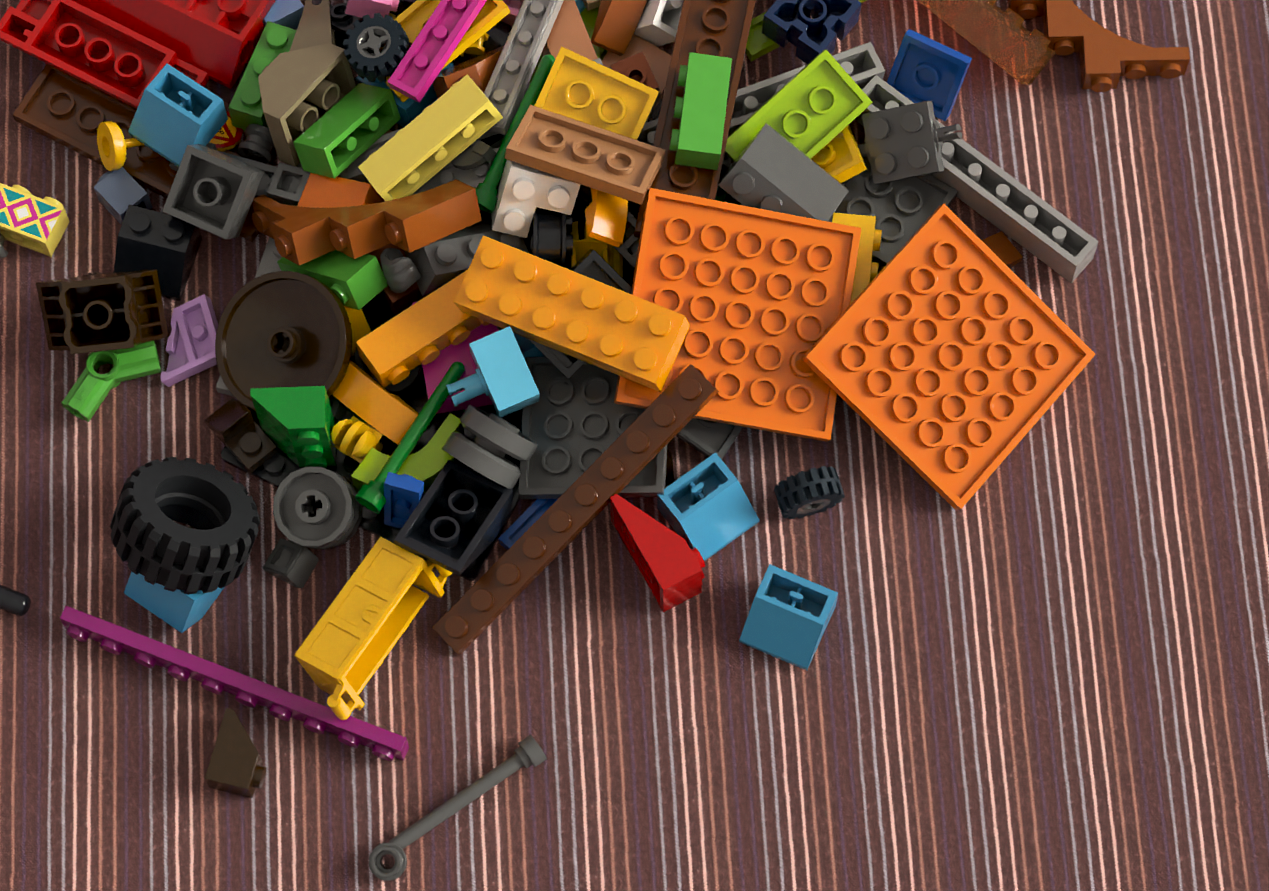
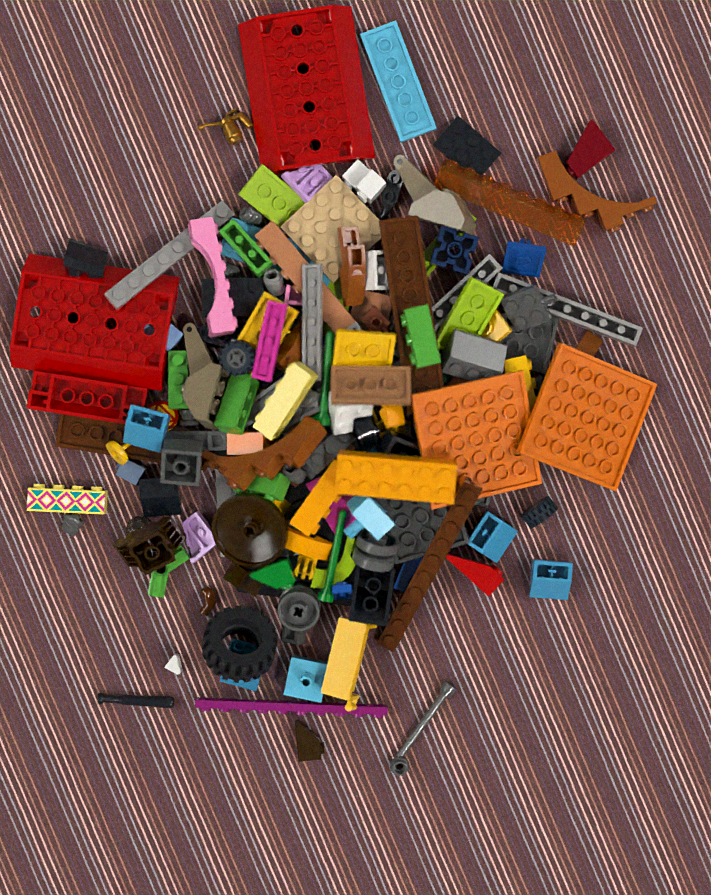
camera: 20 degrees left, 20 degrees up
(57, 537) = (175, 664): none -> white slope
(167, 445) = (210, 600): none -> reddish brown arm
(271, 639) = (305, 678): none -> medium azure brick

